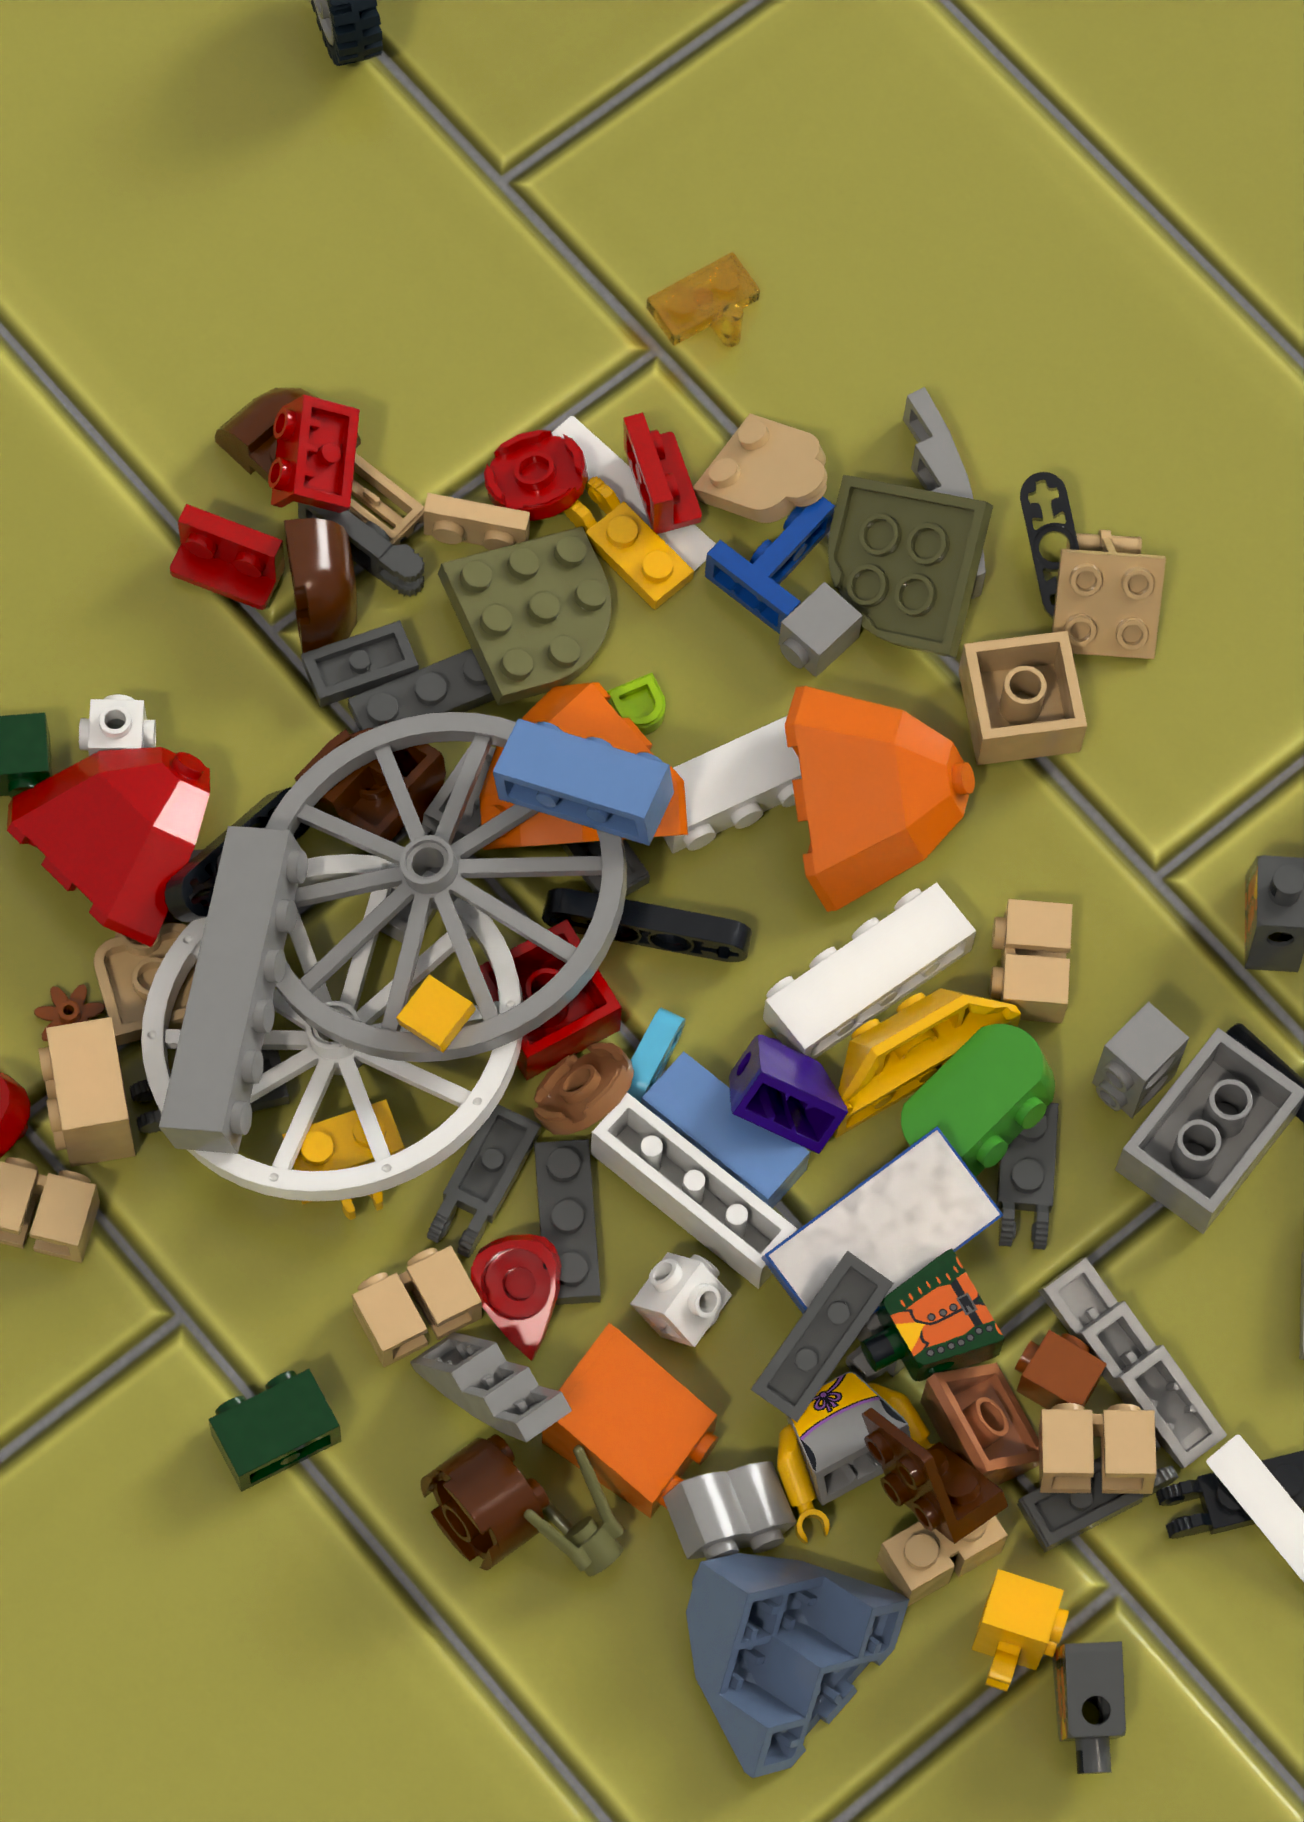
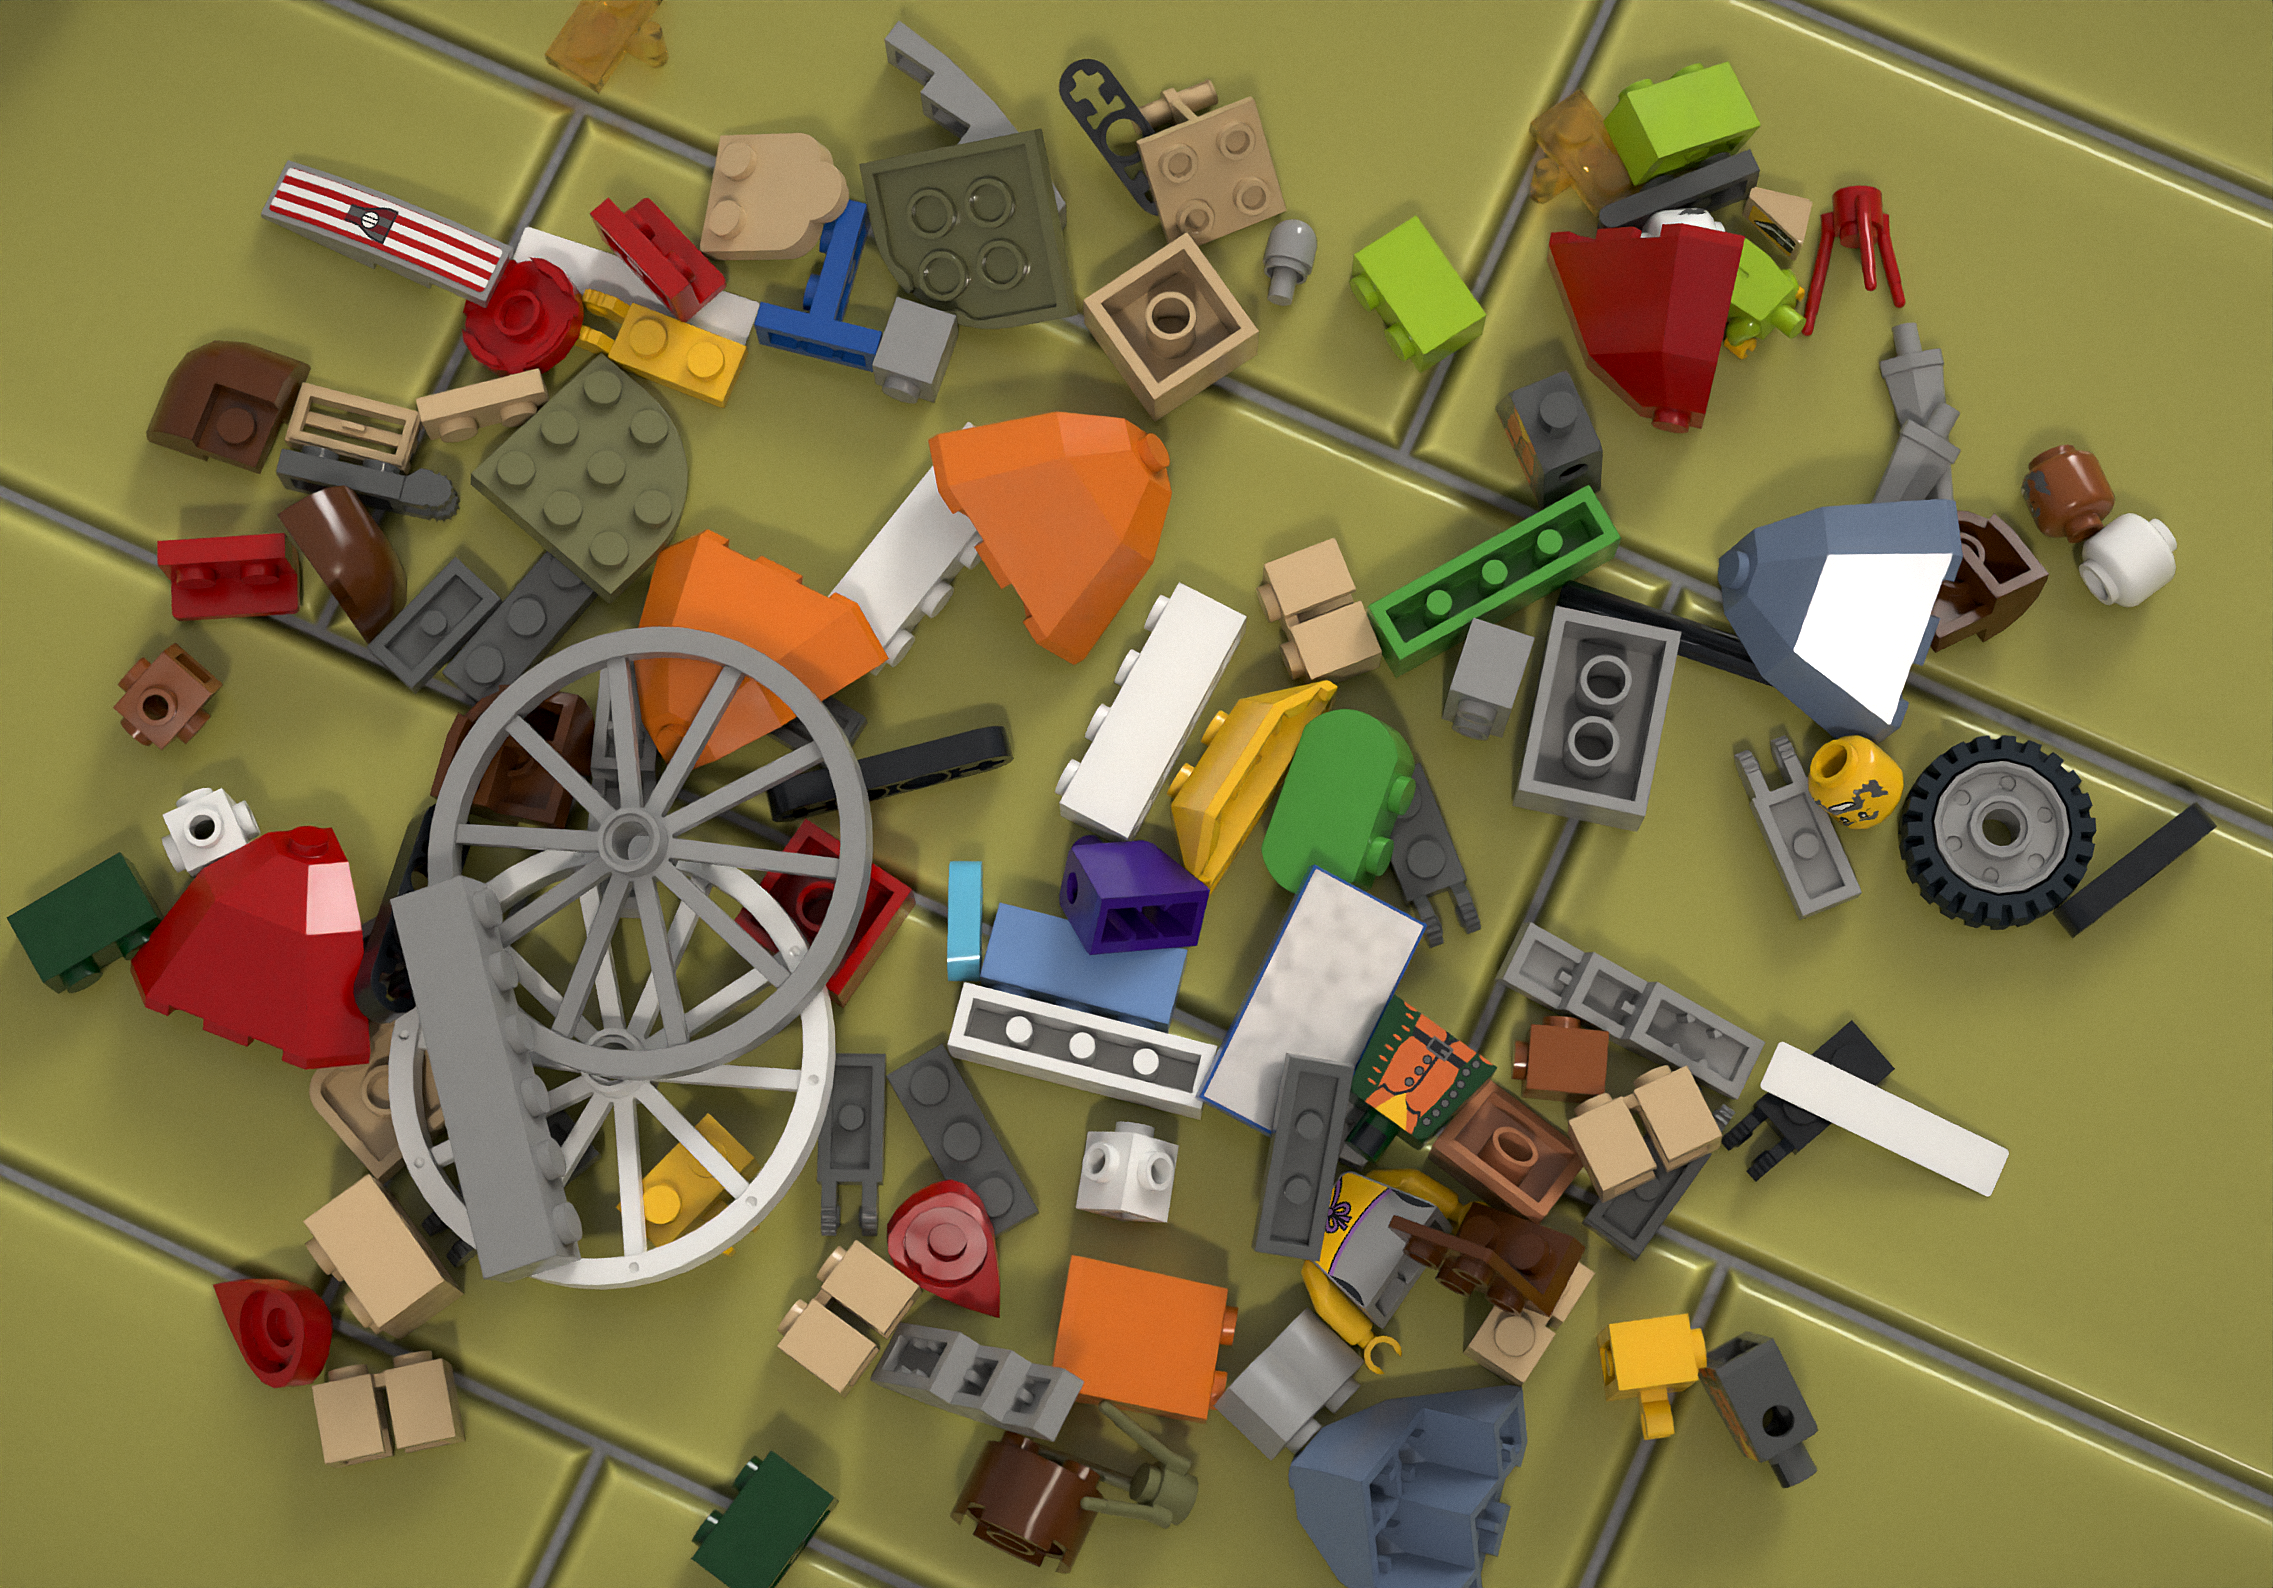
camera: 20 degrees left, 10 degrees up
(63, 1006) = (327, 1177): dark orange plant -> none
(152, 624) = (184, 687): none -> dark orange brick
(314, 454) = (271, 417): red bracket -> none
(436, 1013) = (722, 1006): yellow tile -> none
(466, 369) = (387, 232): none -> slope
(583, 1089) = (937, 978): medium nougat tile -> none
(584, 781) = (756, 667): medium blue brick -> none
(641, 702) = (759, 526): lime tile -> none
(1138, 693) = (1288, 259): none -> light grey cylinder
(1185, 989) = (1493, 580): none -> bright green brick
(1223, 761) = (1416, 295): none -> lime brick

